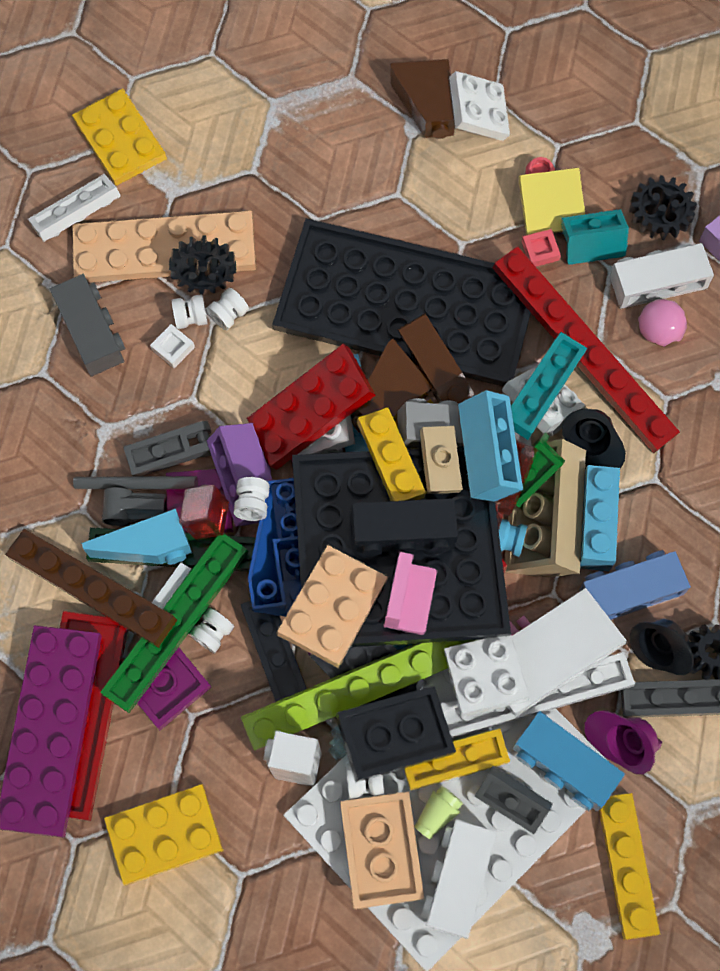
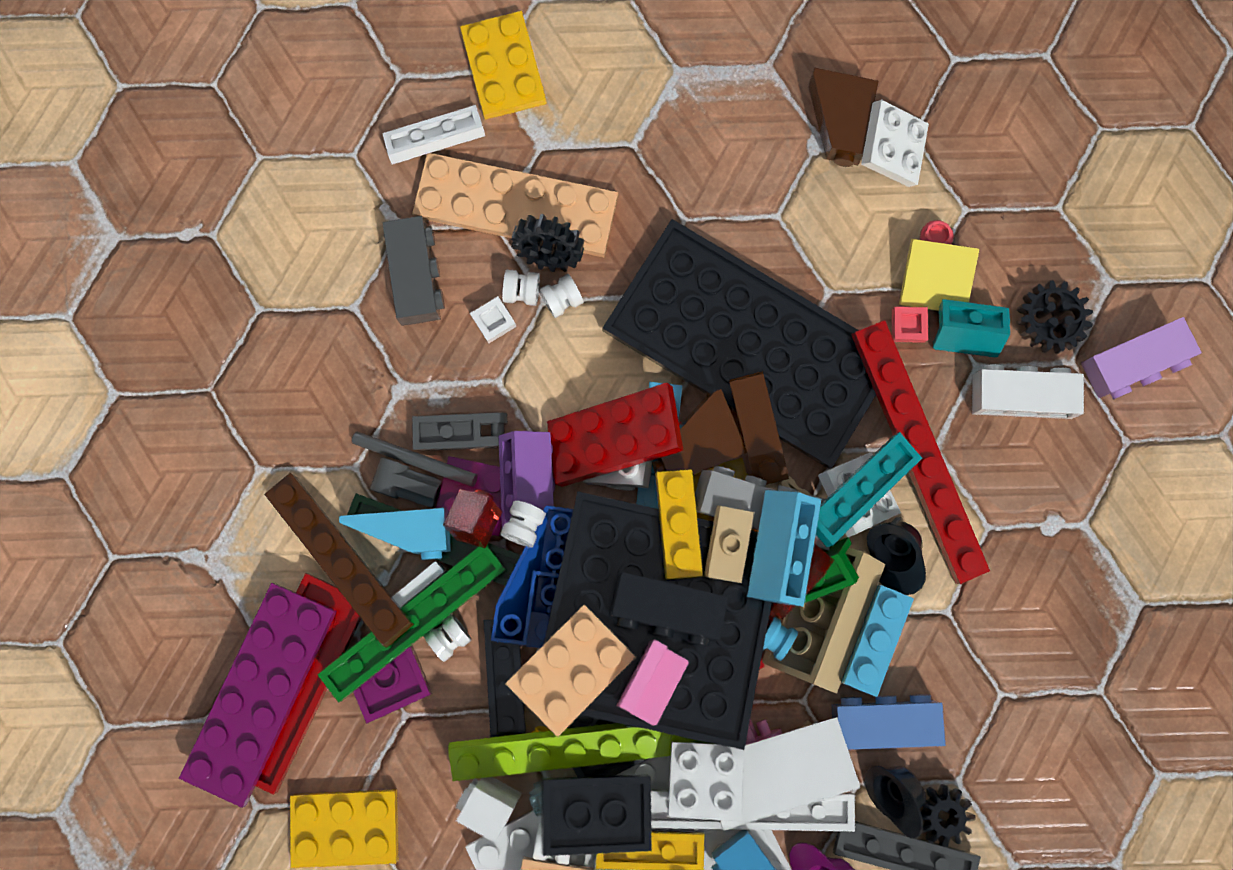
camera: 15 degrees right, 10 degrees up
(662, 322) = (1011, 445): bright pink hair -> none

